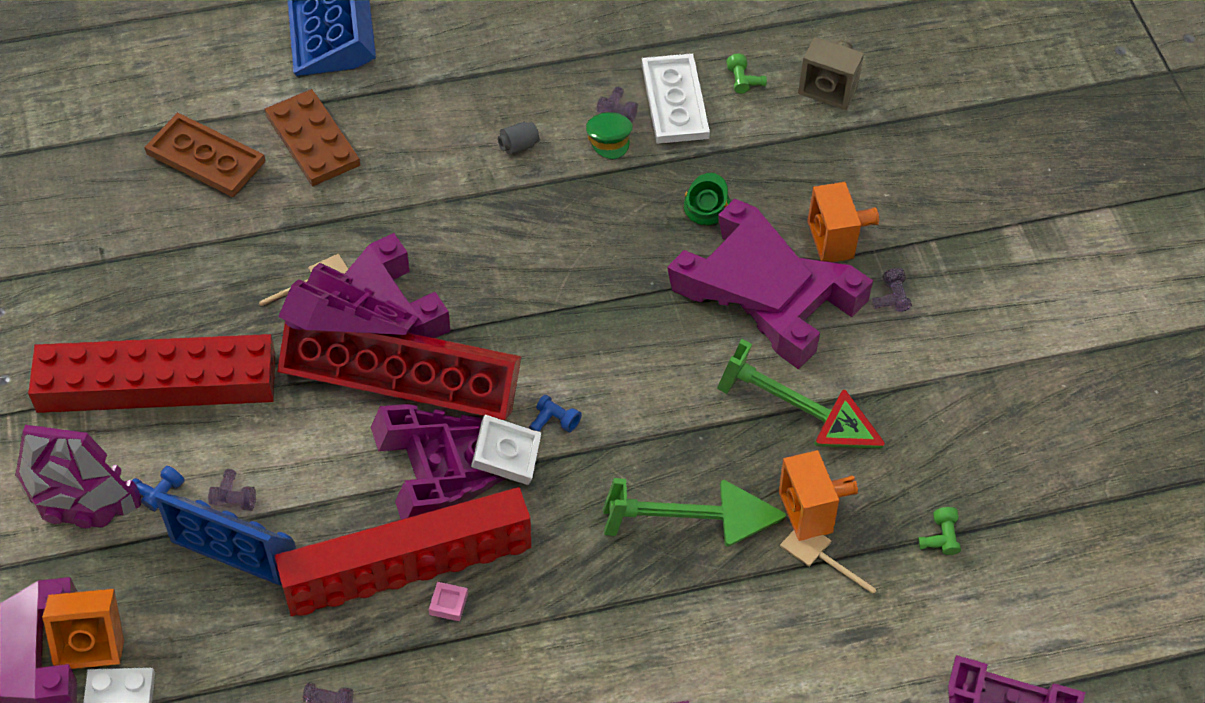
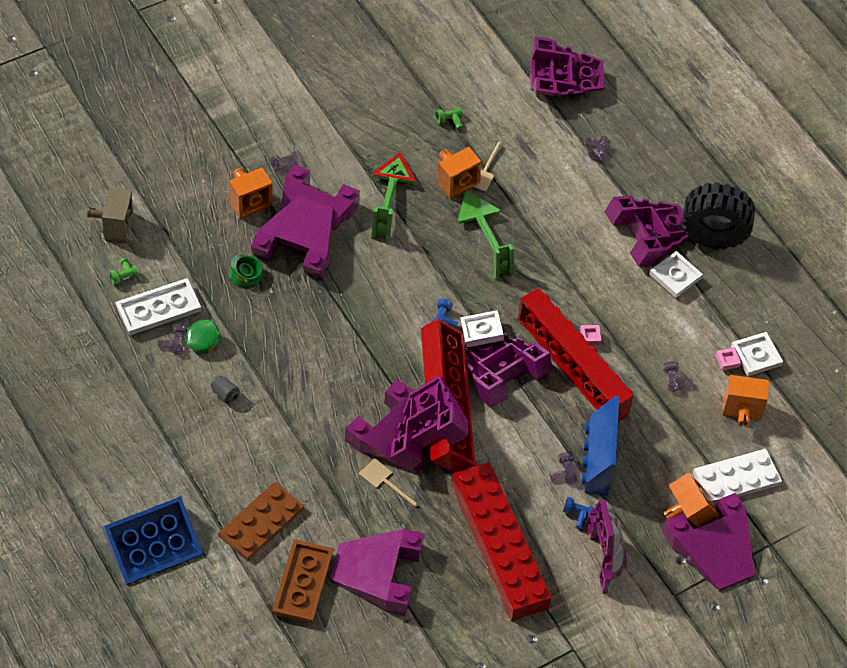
camera: 110 degrees left, 0 degrees up
(188, 222) = (370, 564): none -> magenta wedge

